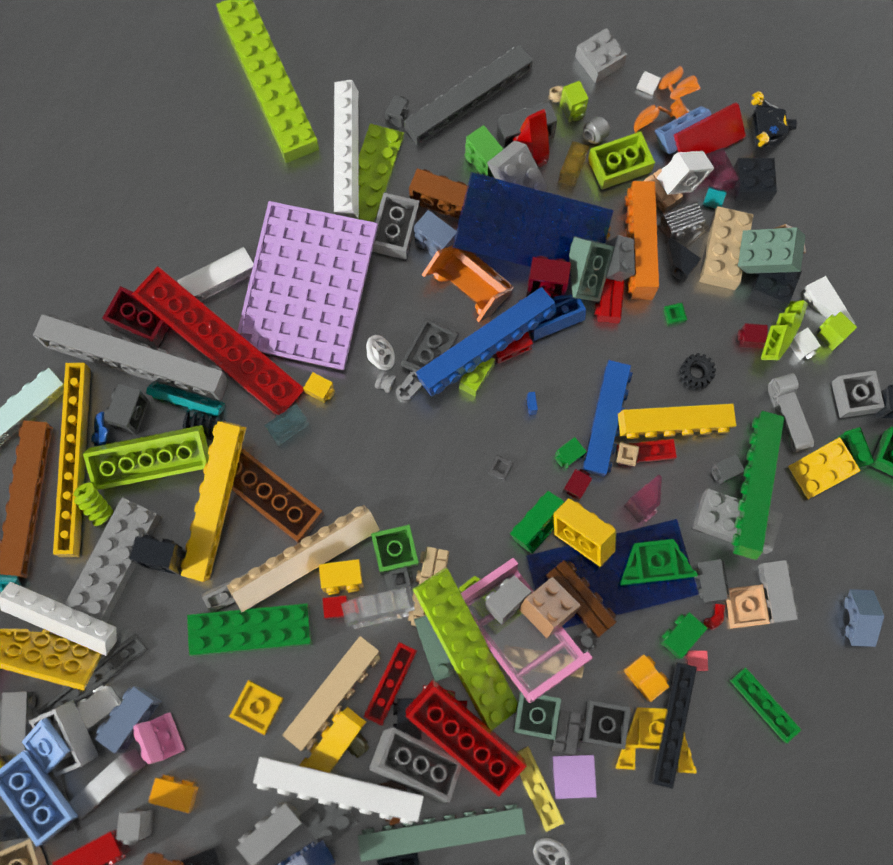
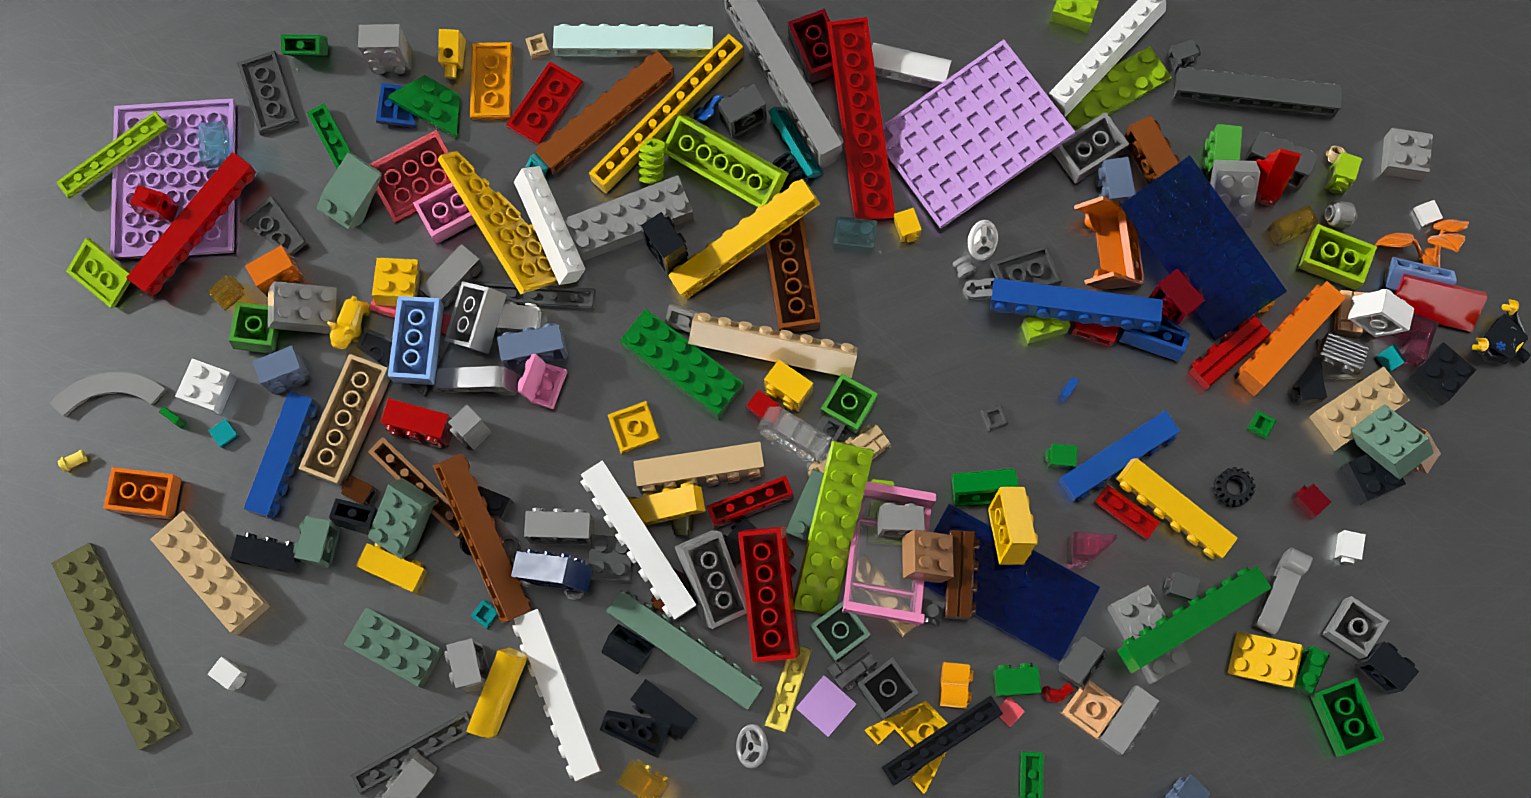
camera: 50 degrees right, 0 degrees up
(46, 746) = (458, 310): light blue tile -> none
(173, 794) = (515, 434): light orange brick -> none
(577, 484) = (1044, 486): dark red brick -> none
(589, 268) = (1218, 319): sand green slope -> none
(622, 262) = (1253, 335): dark grey brick -> none
(627, 454) = (1108, 499): tan tile -> none
(656, 562) = (1048, 604): green wing -> none
(784, 331) = (1336, 520): lime slope -> none
(824, 299) = (1404, 528): white slope -> none
(835, 330) = (1388, 559): lime brick -> none

